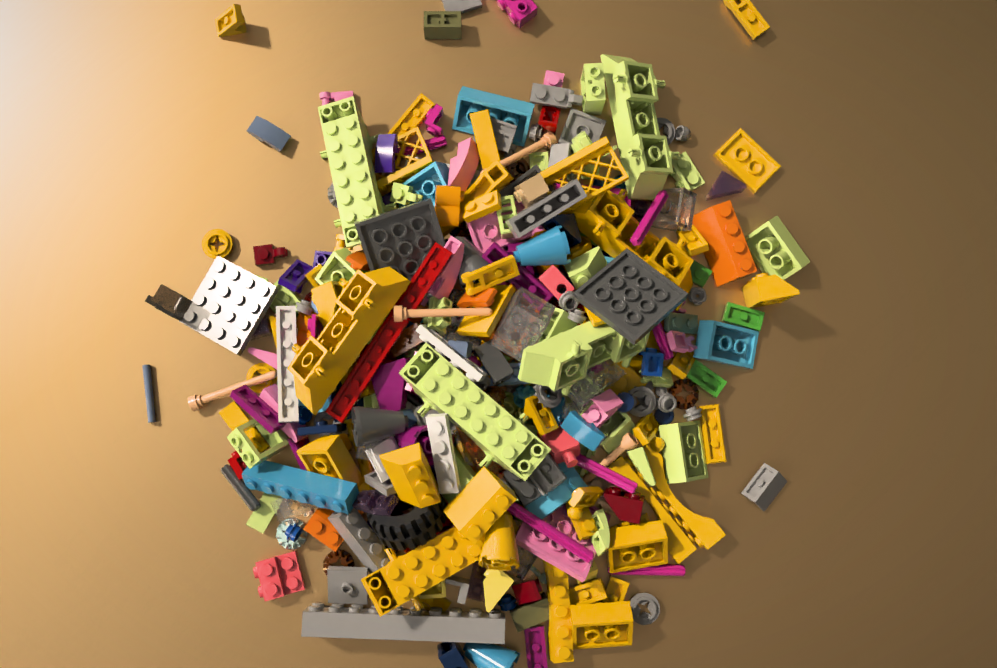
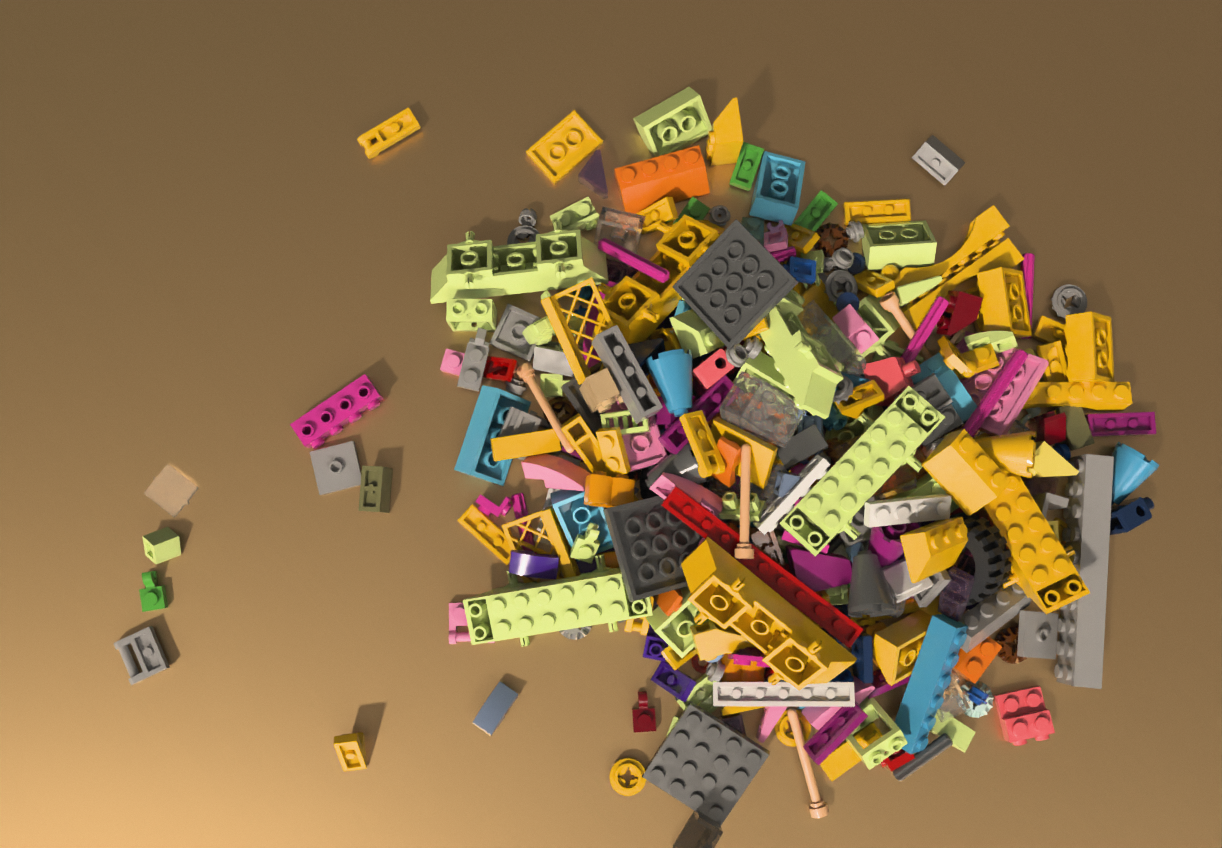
camera: 85 degrees left, 0 degrees up
(583, 432) = (883, 350): dark azure slope -> none

